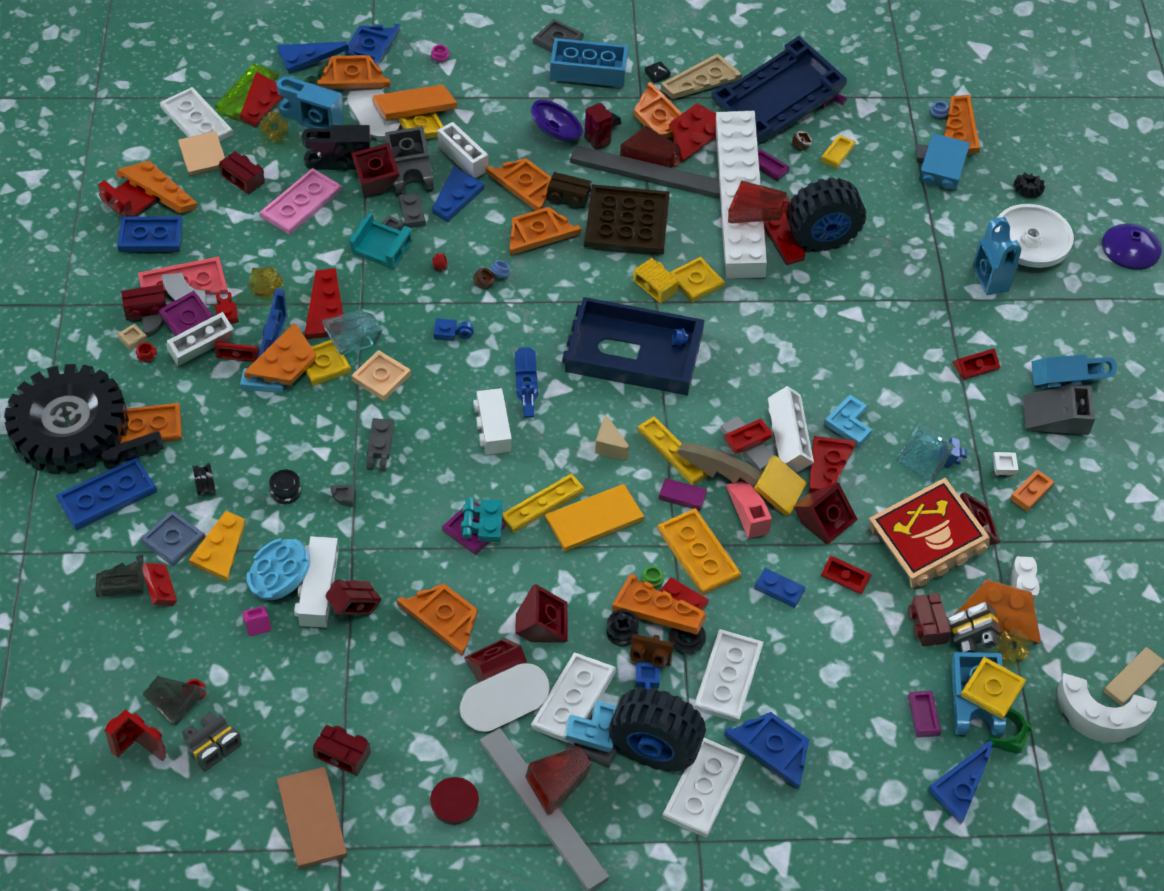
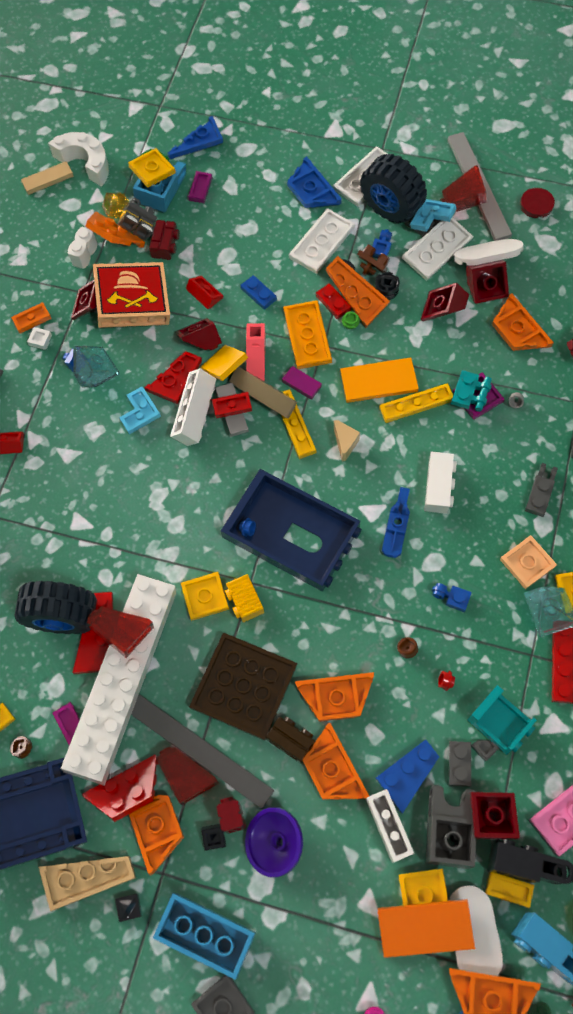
camera: 155 degrees left, 15 degrees up
(428, 527) = (520, 400): none -> light grey hinge
(500, 269) = (389, 653): medium blue plate -> none

